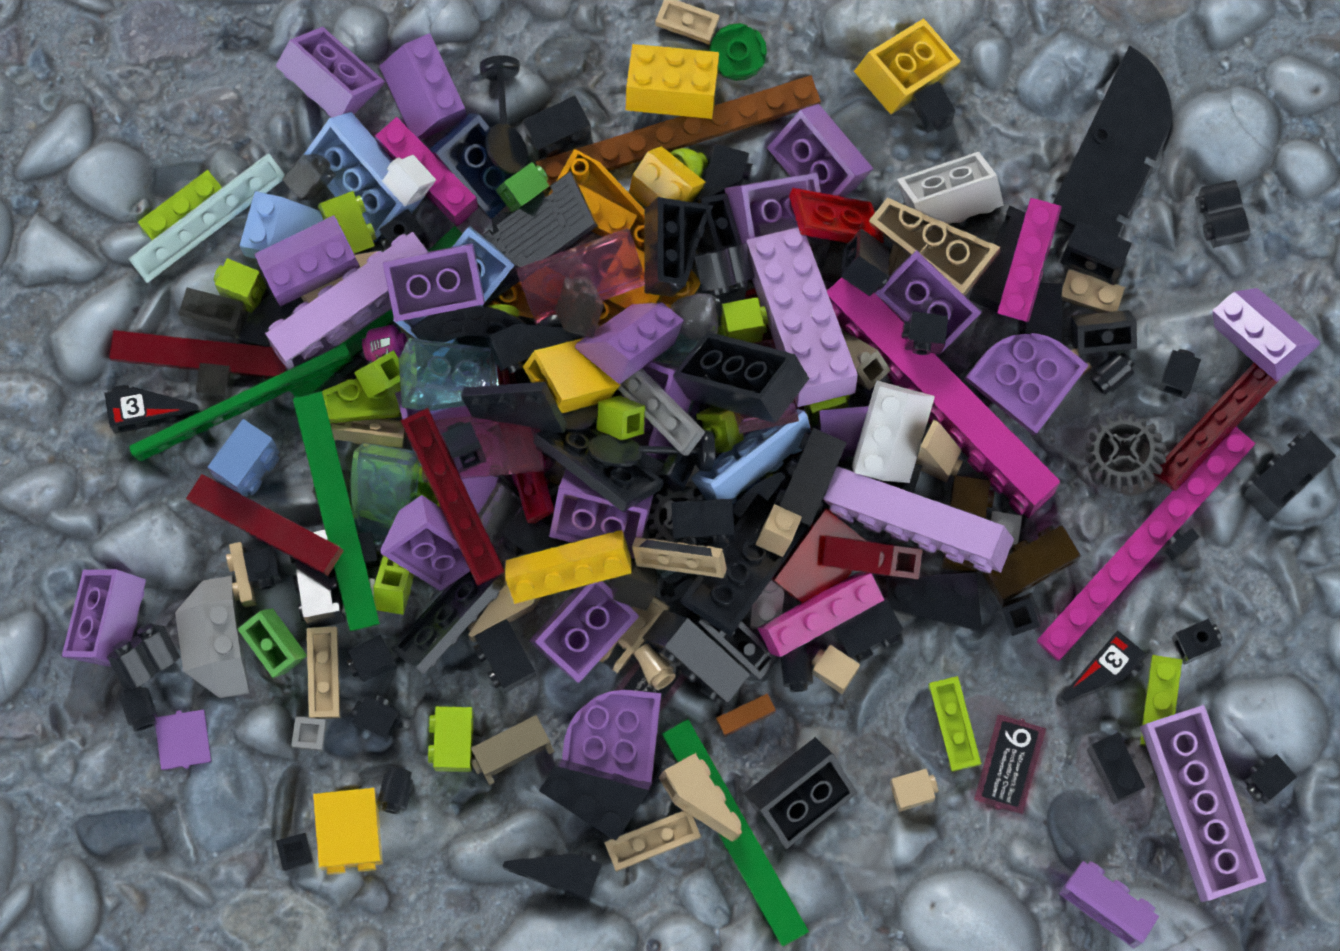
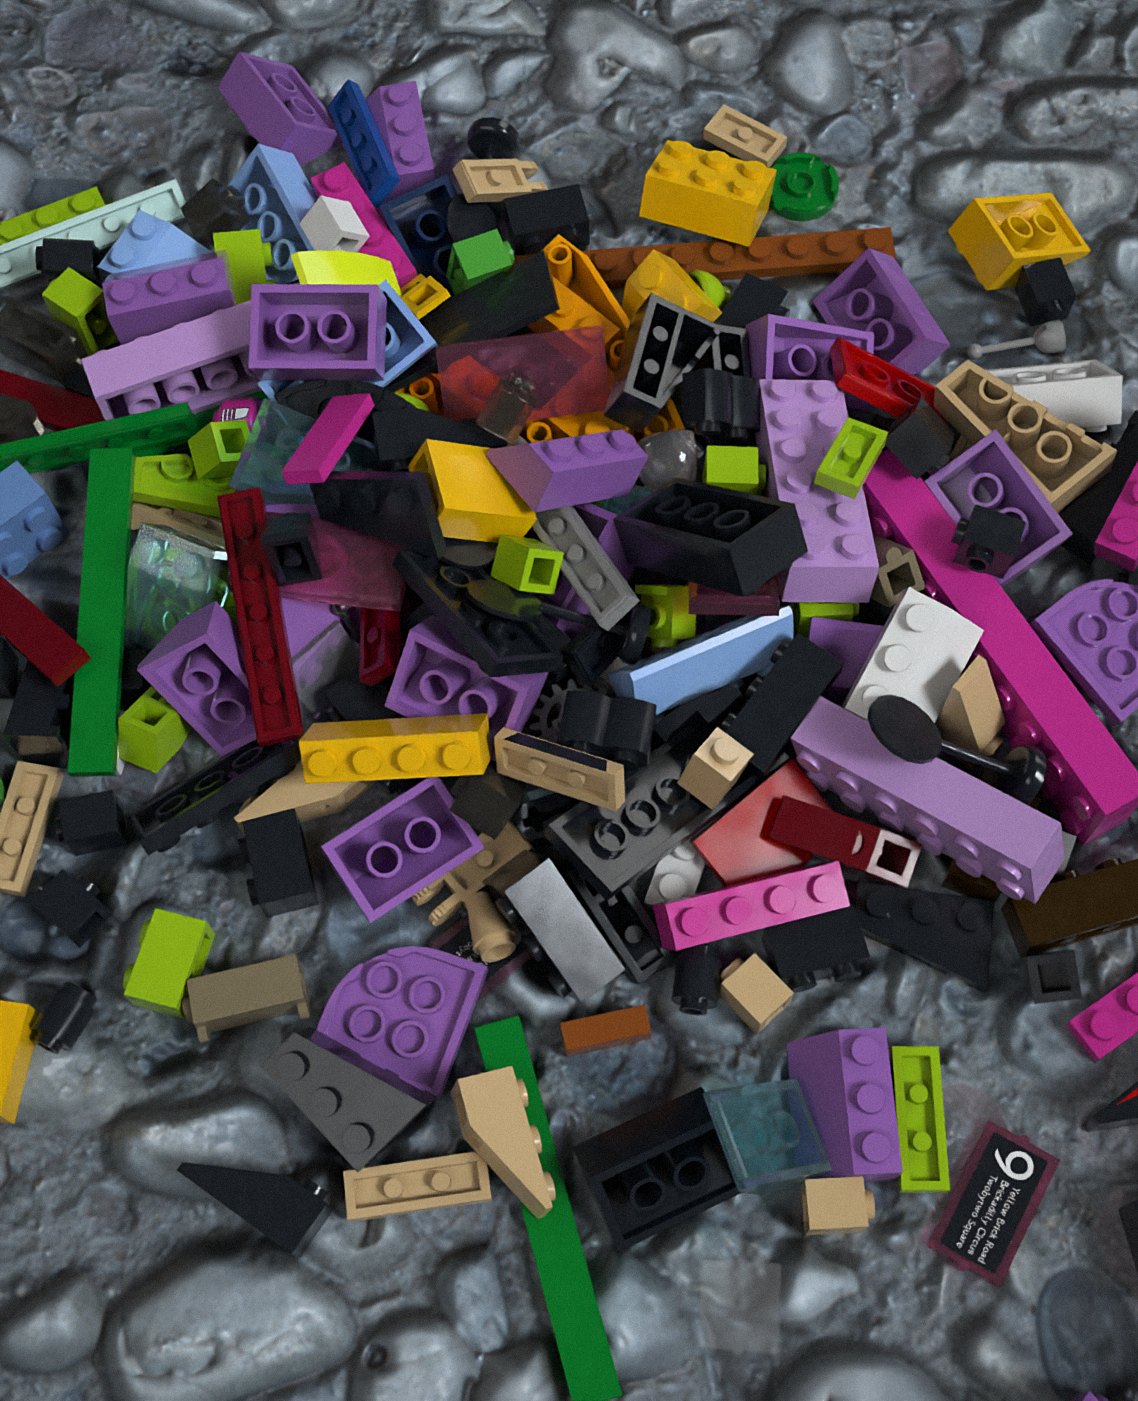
camera: 15 degrees right, 10 degrees down
(217, 245) = (60, 254): none -> black brick
(402, 91) = (363, 143): none -> blue tile
(436, 226) = (343, 268): none -> neon yellow slope
(464, 361) = (328, 439): none -> dark pink tile
(486, 220) = (423, 295): none -> yellow slope
(515, 107) = (496, 179): none -> tan hinge
(823, 297) = (851, 458): none -> lime plate
(863, 758) = (767, 1136): none -> clear light blue slope
(901, 485) = (916, 739): none -> black piece
(905, 727) = (850, 1100): none -> medium lavender slope
(940, 143) = (1047, 338): none -> light grey hinge

